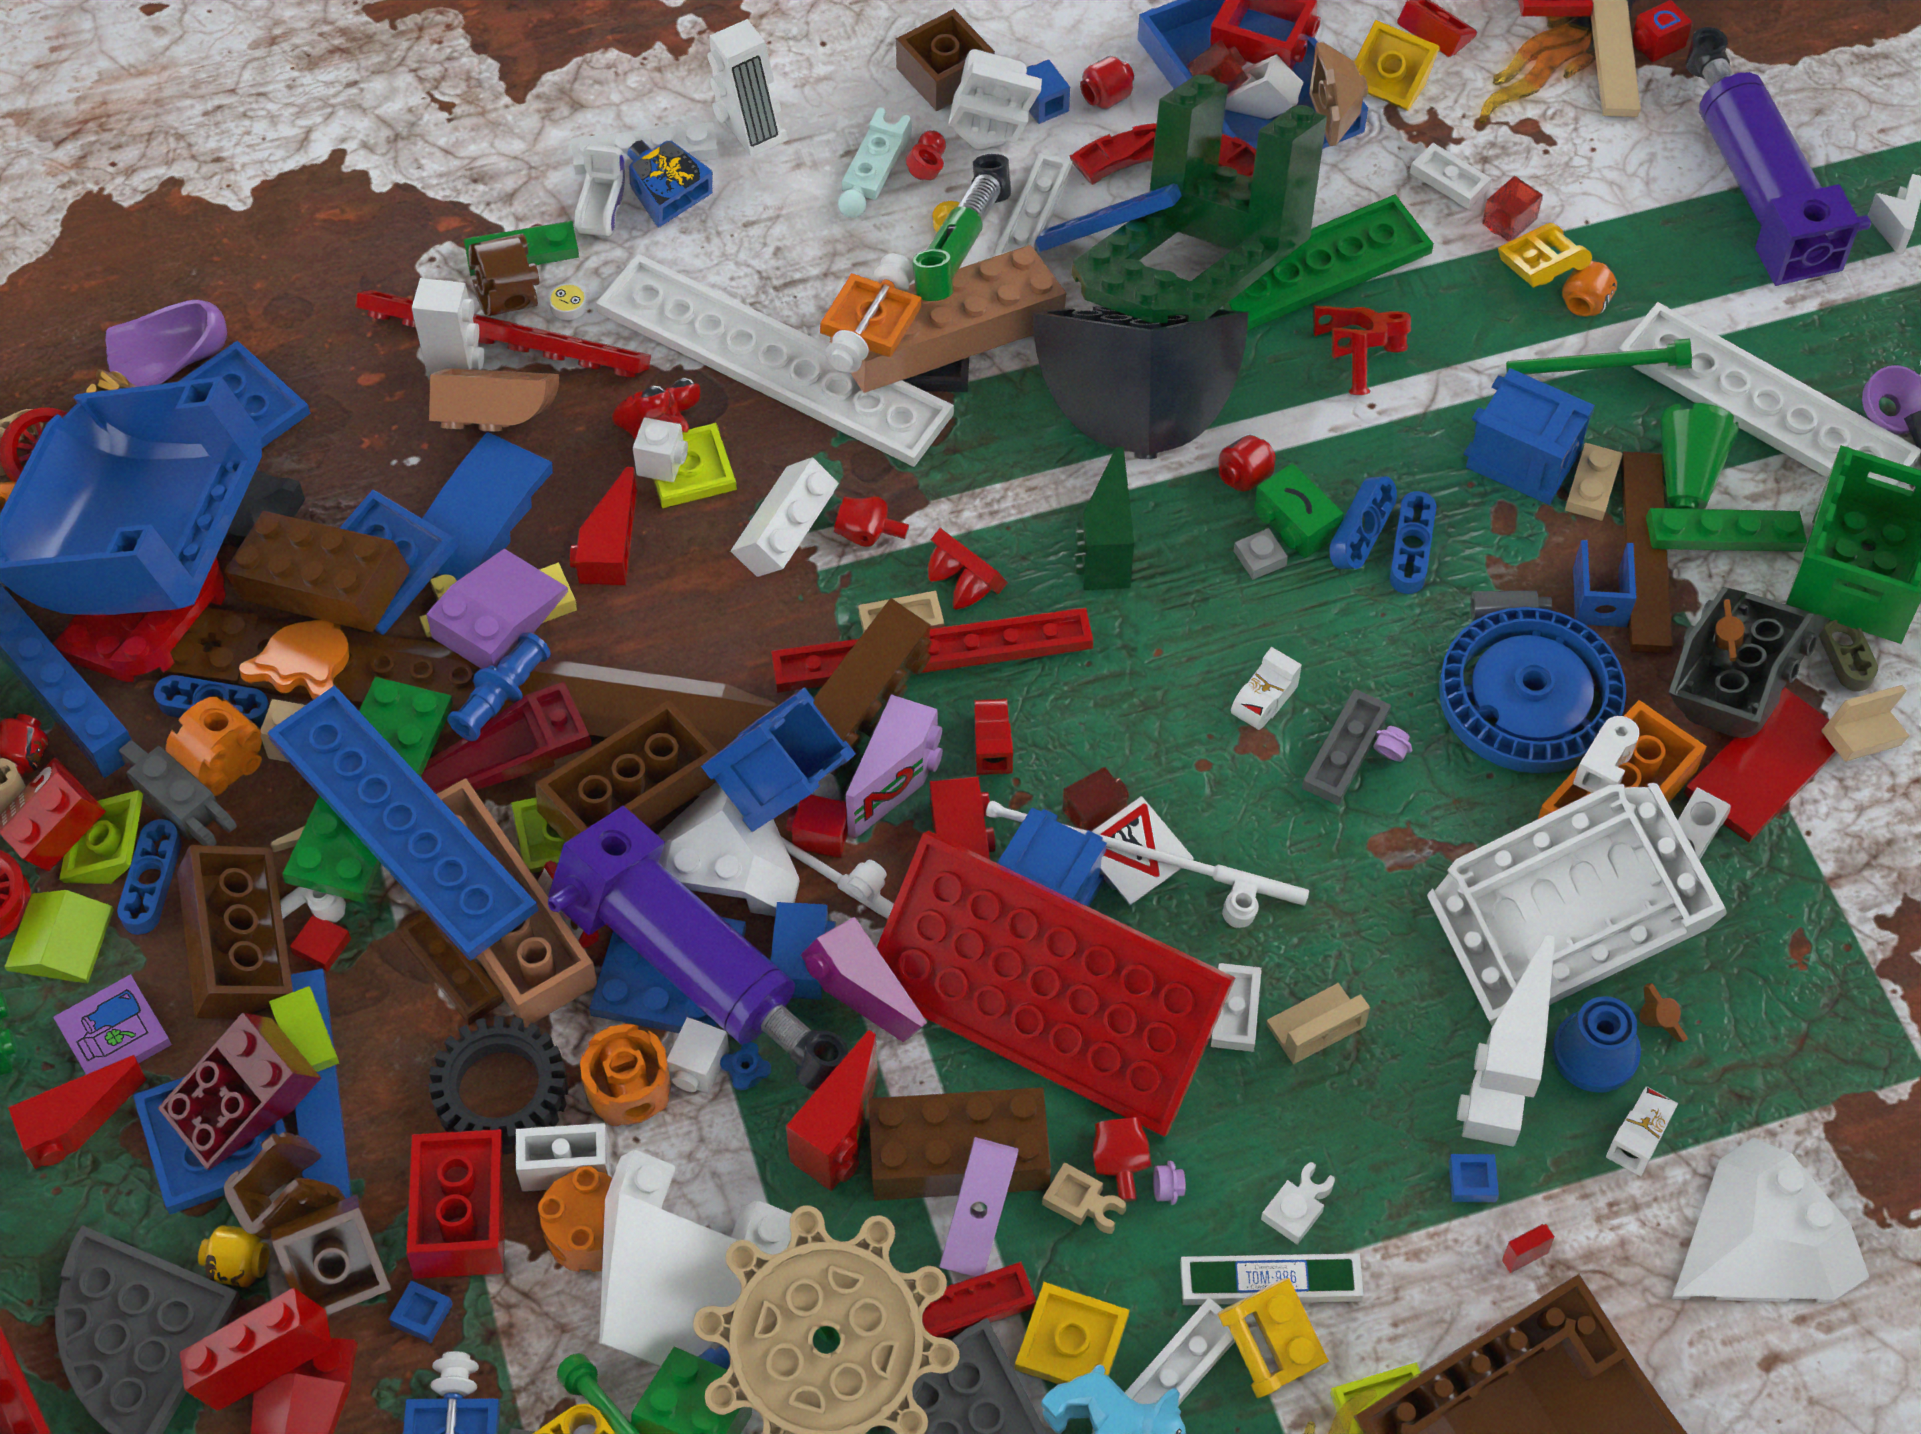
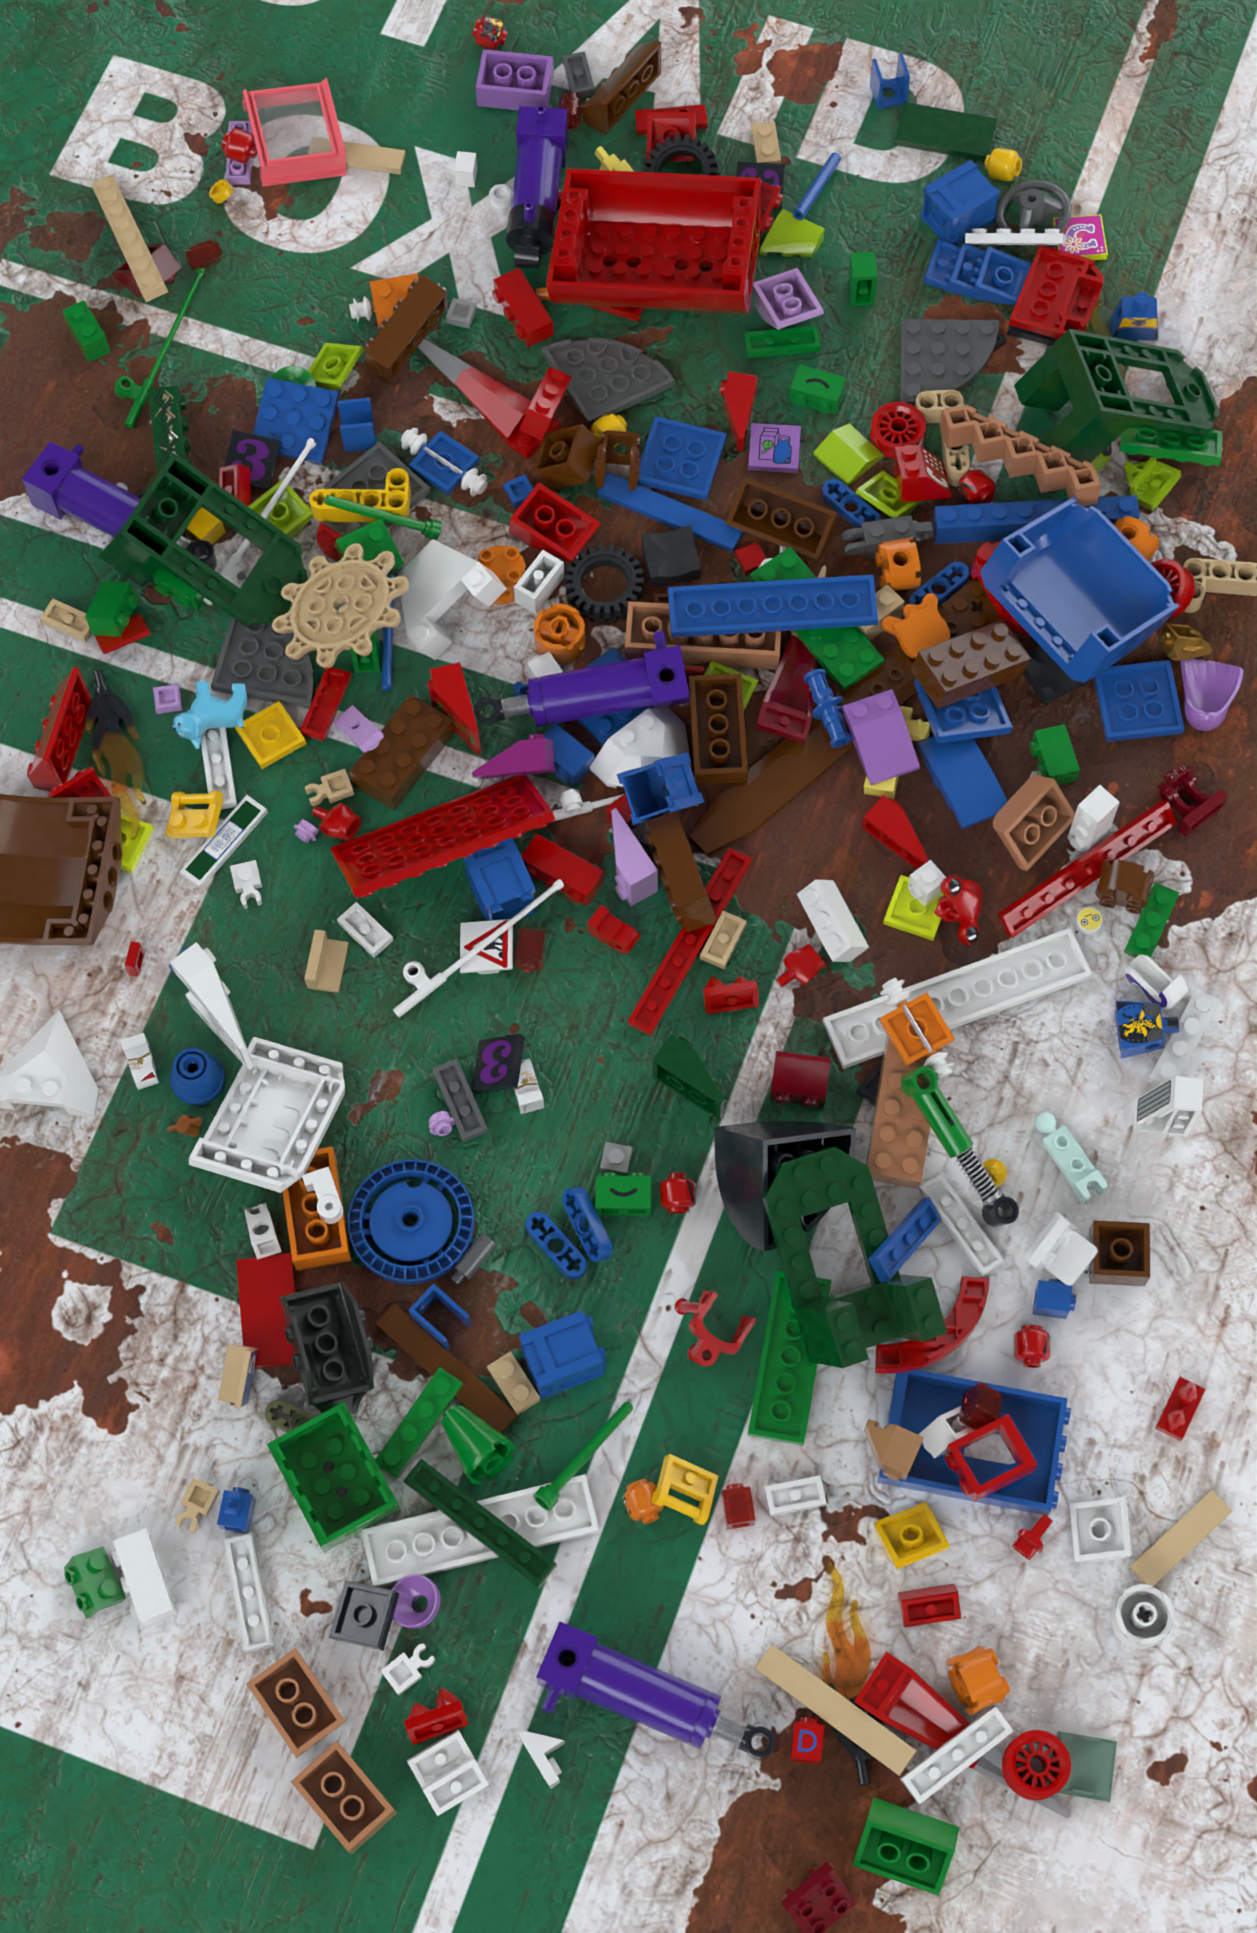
camera: 130 degrees right, 10 degrees up
(238, 1089) = (687, 470): dark red slope -> none
(304, 1026) = (700, 517): lime tile -> none
(327, 292) = (1205, 806): none -> dark red tile
(373, 441) = (1055, 754): none -> green brick
(394, 1029) = (671, 557): none -> black brick
(925, 157) = (1060, 1203): red plate -> none
(1010, 429) = (800, 1079): none -> dark red slope
(1270, 727) = (498, 1063): none -> black tile
(1729, 632) = (344, 1338): dark orange piece -> none
(1765, 400) = (480, 1523): none -> dark green tile

